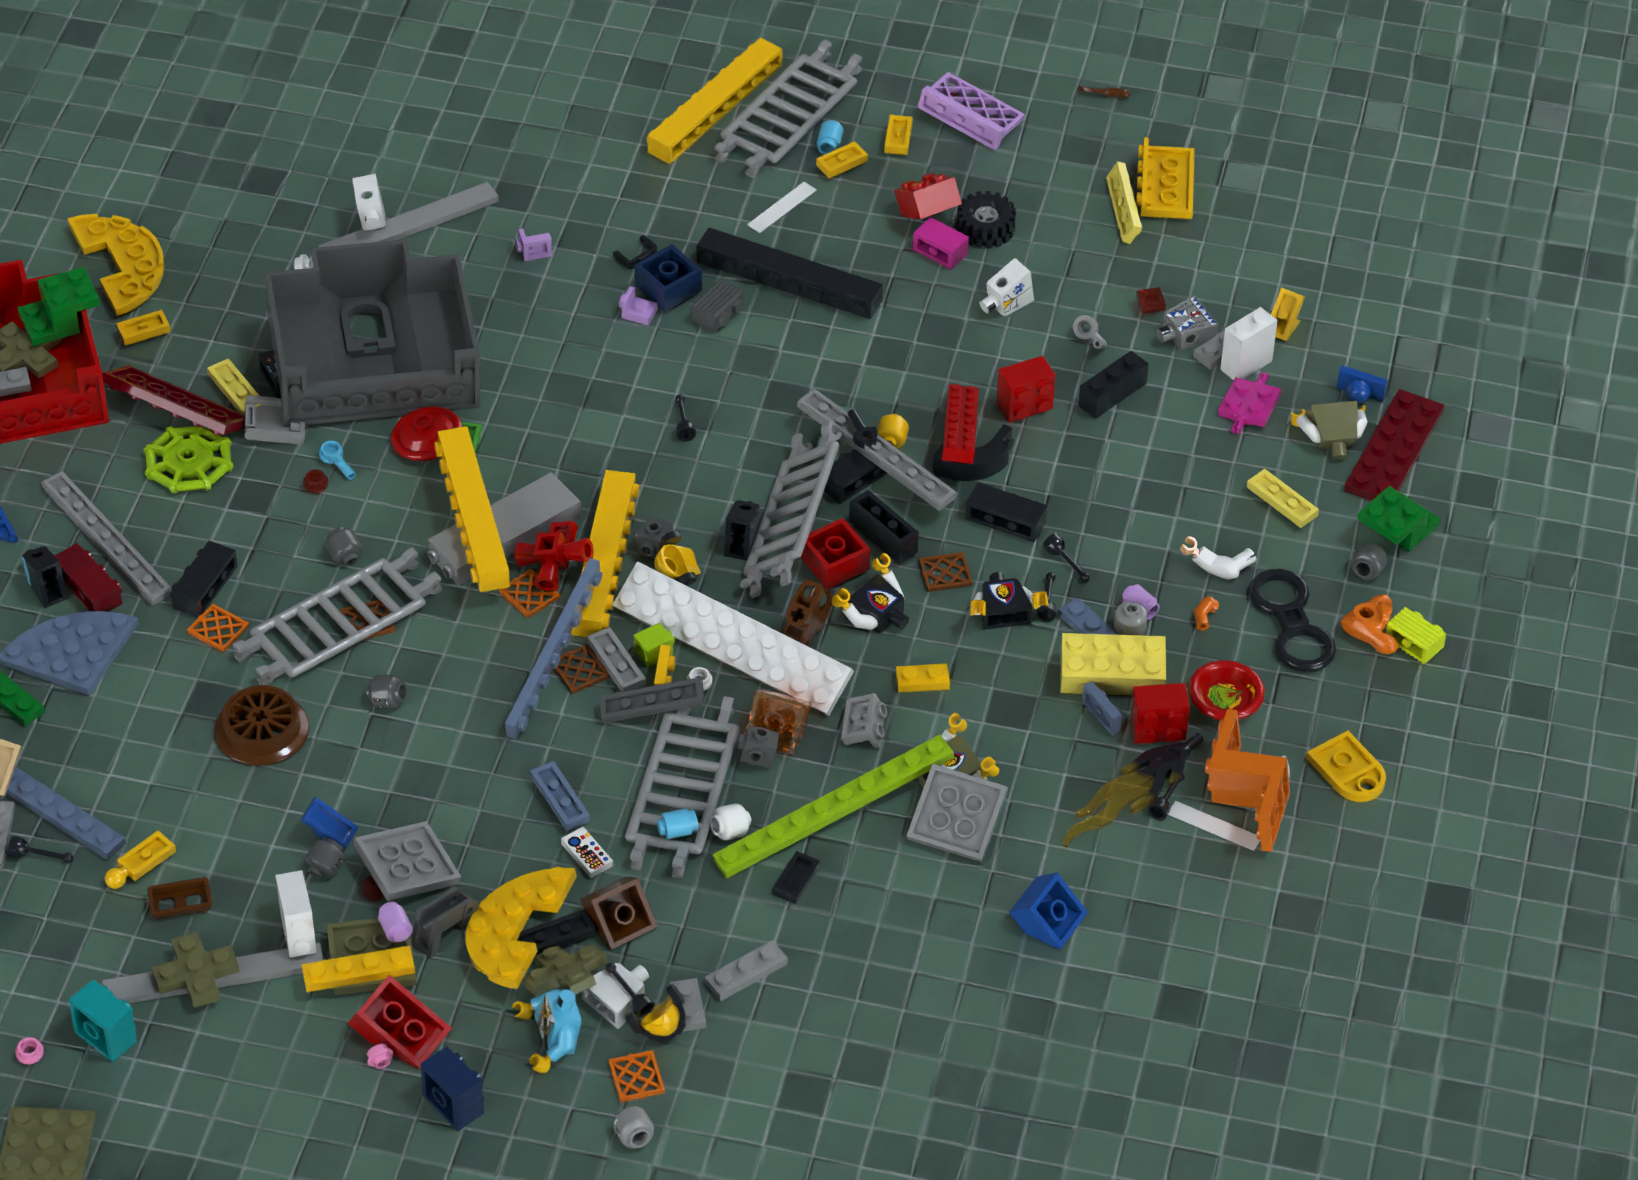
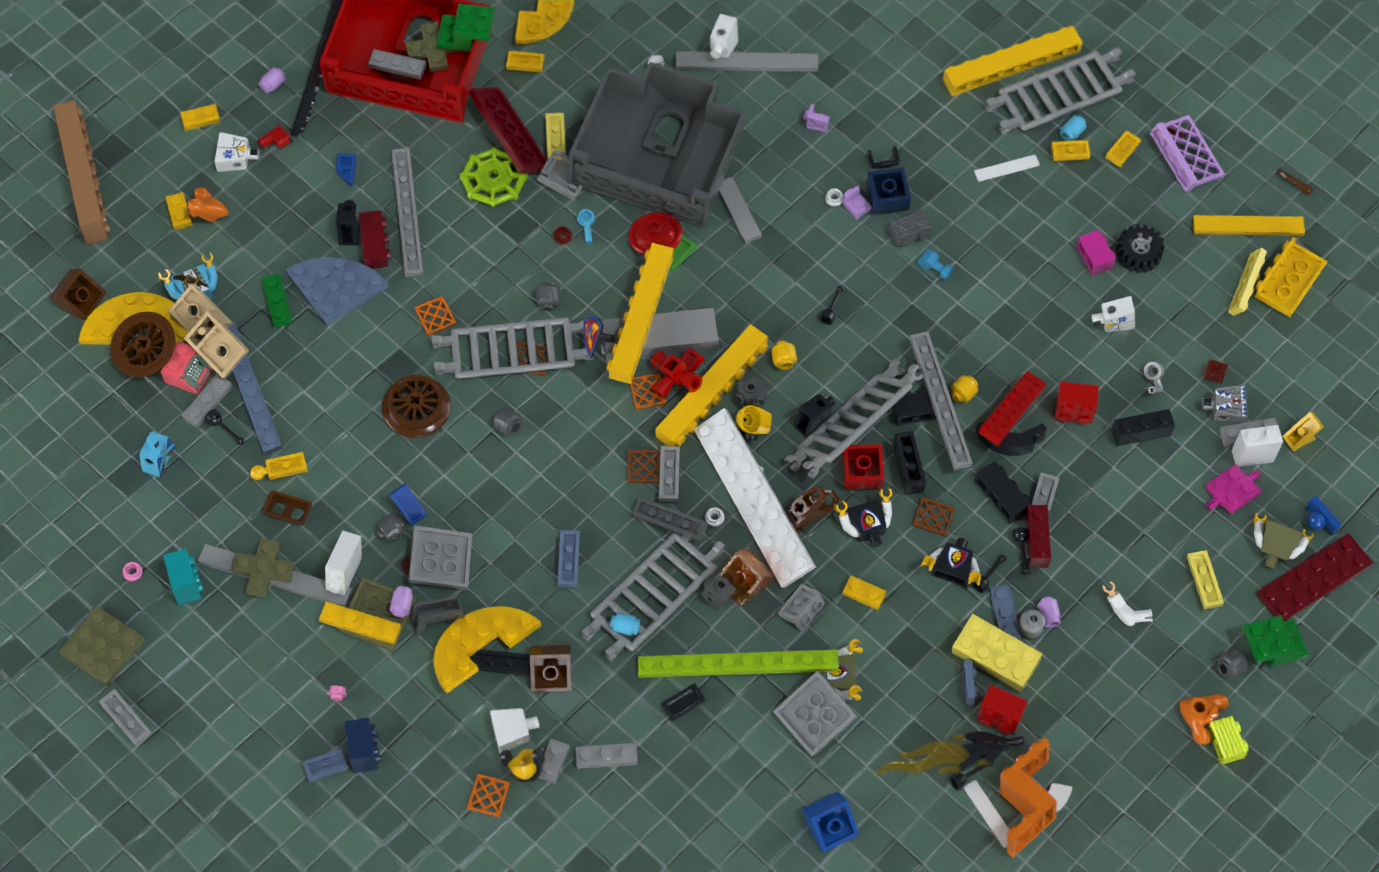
camera: 30 degrees right, 15 degrees up
(203, 579) = (445, 275): black brick -> none
(400, 1022) = (363, 677): red slope -> none
(419, 1135) = (325, 765): none -> sand blue plate
(430, 552) = (593, 333): none -> shield
(512, 374) = (739, 211): none -> light grey tile
(550, 655) = (624, 450): sand blue plate -> none
(557, 1022) = (457, 732): medium azure torso -> none
(564, 970) = (486, 695): olive plate -> none
(587, 852) = (560, 610): white tile -> none
(608, 312) = (834, 193): none -> white plate
(633, 1127) = (459, 835): light grey head -> none
(640, 1003) = (516, 748): black hinge -> none
(648, 643) = (701, 474): lime brick -> none
(665, 486) = (784, 355): none -> yellow head
(665, 664) = (698, 494): yellow plate -> none
(730, 822) = (664, 638): white head -> none
(762, 326) = (930, 260): none -> dark azure leg
(789, 273) = (975, 226): black brick -> none
(862, 430) = (937, 383): black bar -> none
(927, 196) = (1107, 212): brick -> none
(1052, 493) = (1045, 490): none -> light grey plate
(1080, 538) = (1038, 536): none -> dark red brick
(1084, 152) = (1248, 225): none -> yellow tile
(1207, 605) = (1089, 640): orange arm -> none
(1226, 686) = (1062, 715): red piece -> none
(1292, 620) = (1149, 680): black bar -> none
(1347, 767) = (1111, 817): yellow tile -> none

